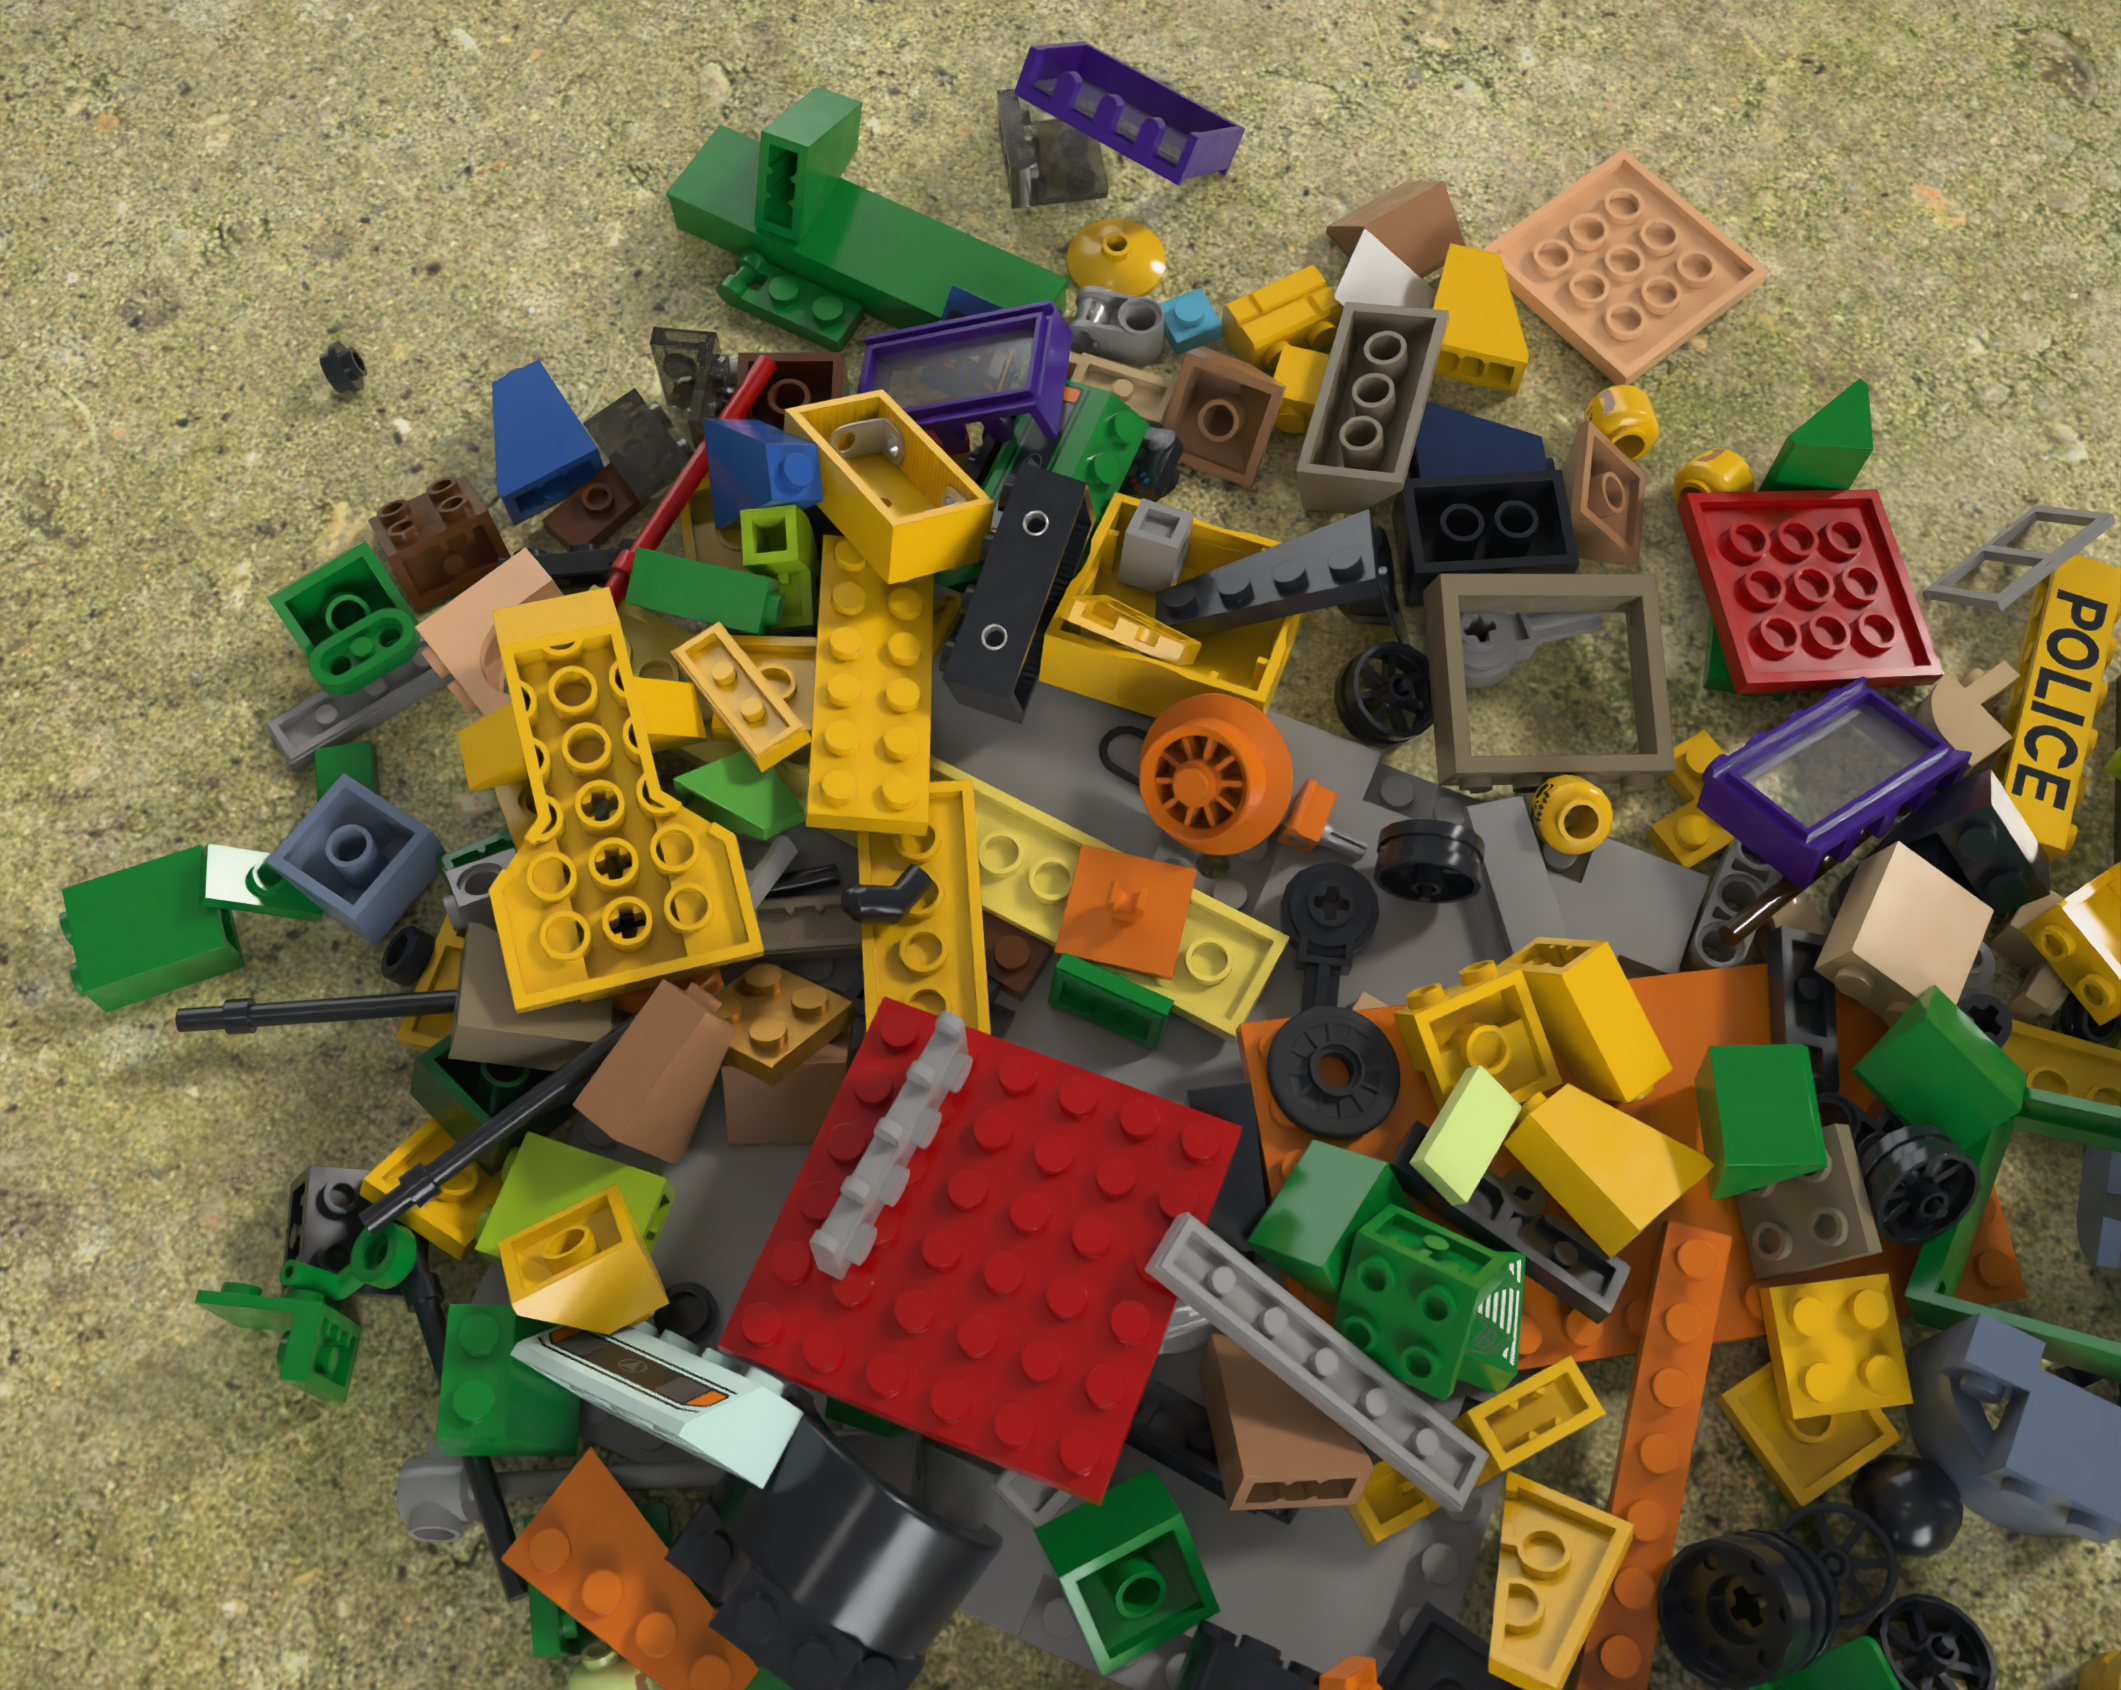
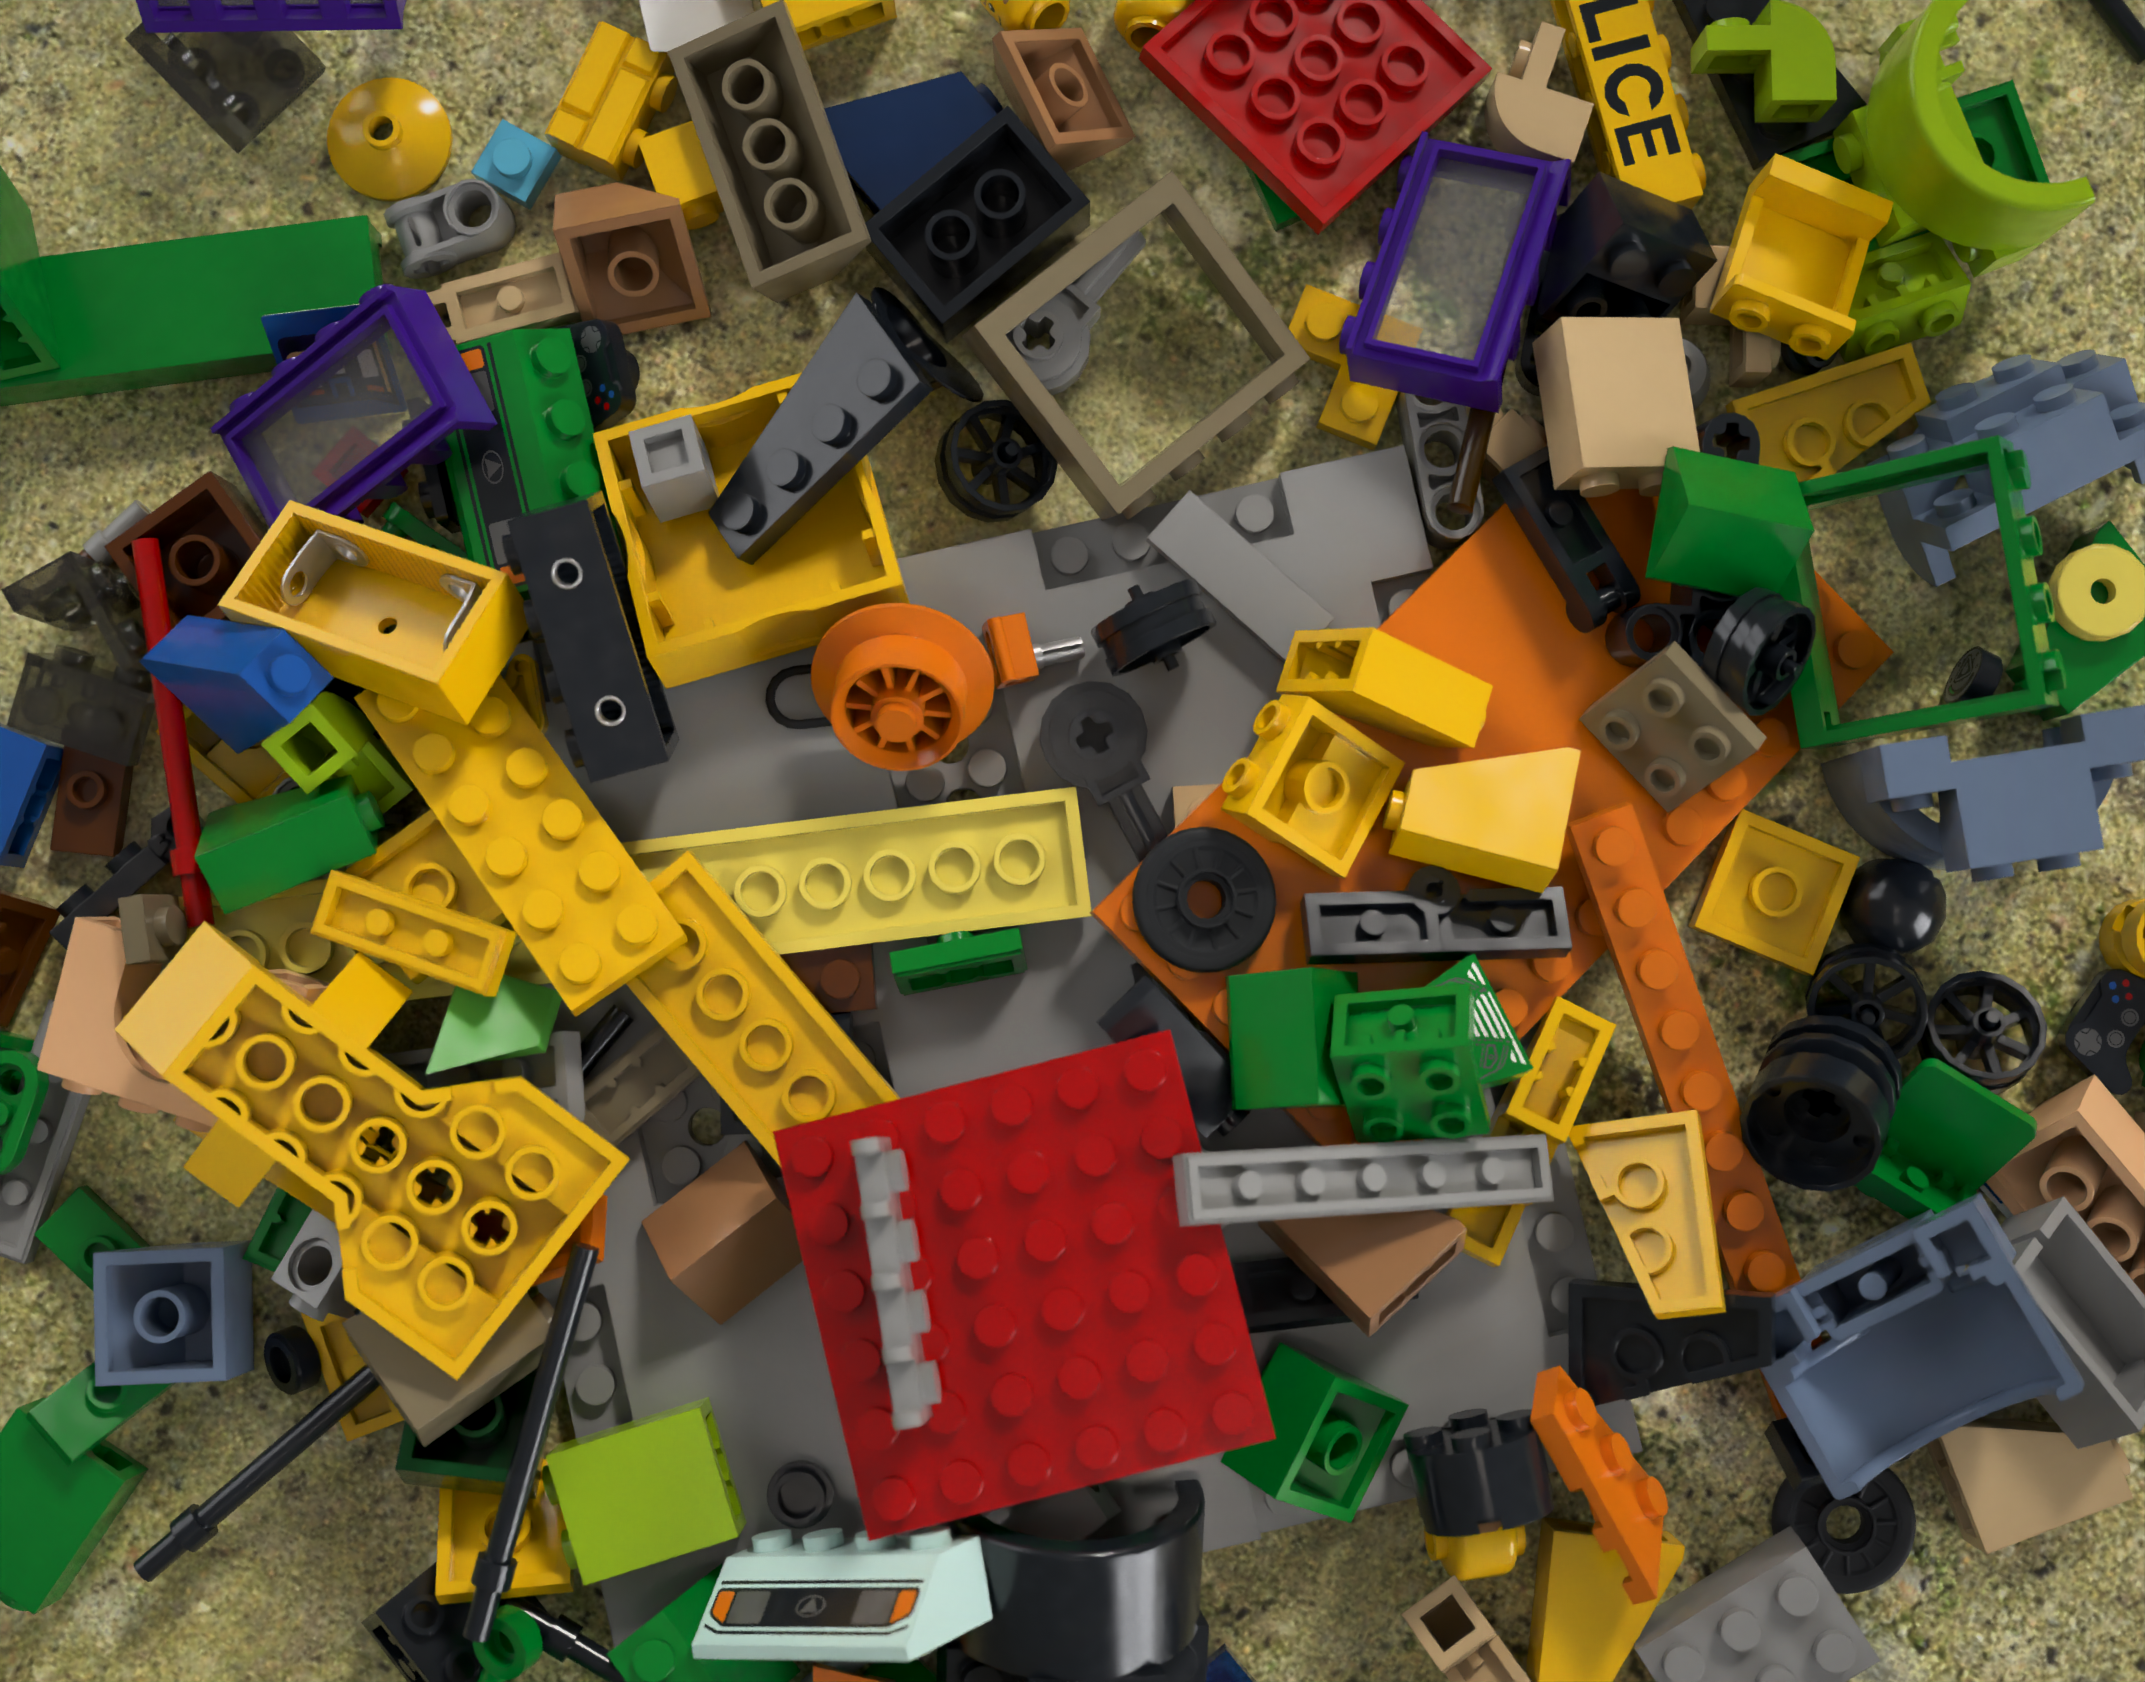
camera: 35 degrees left, 20 degrees up
(567, 576) = (151, 928): none -> dark tan plate
(584, 1267) = (693, 1542): yellow slope -> none
(660, 1072) = (624, 1334): medium nougat slope -> none
(779, 1020) = (676, 1206): pearl gold plate -> none
(791, 302) = (98, 427): green plate -> none
(886, 903) = (701, 1034): black arm -> none
(1126, 912) = (914, 869): orange piece -> none
(1130, 627) = (719, 586): yellow wing -> none
(1466, 1135) = (1358, 884): yellowish green tile -> none
(1587, 816) = (1244, 475): yellow head -> none
(1758, 1116) = (1594, 680): green slope -> none
(1835, 1346) = (1765, 825): yellow plate -> none

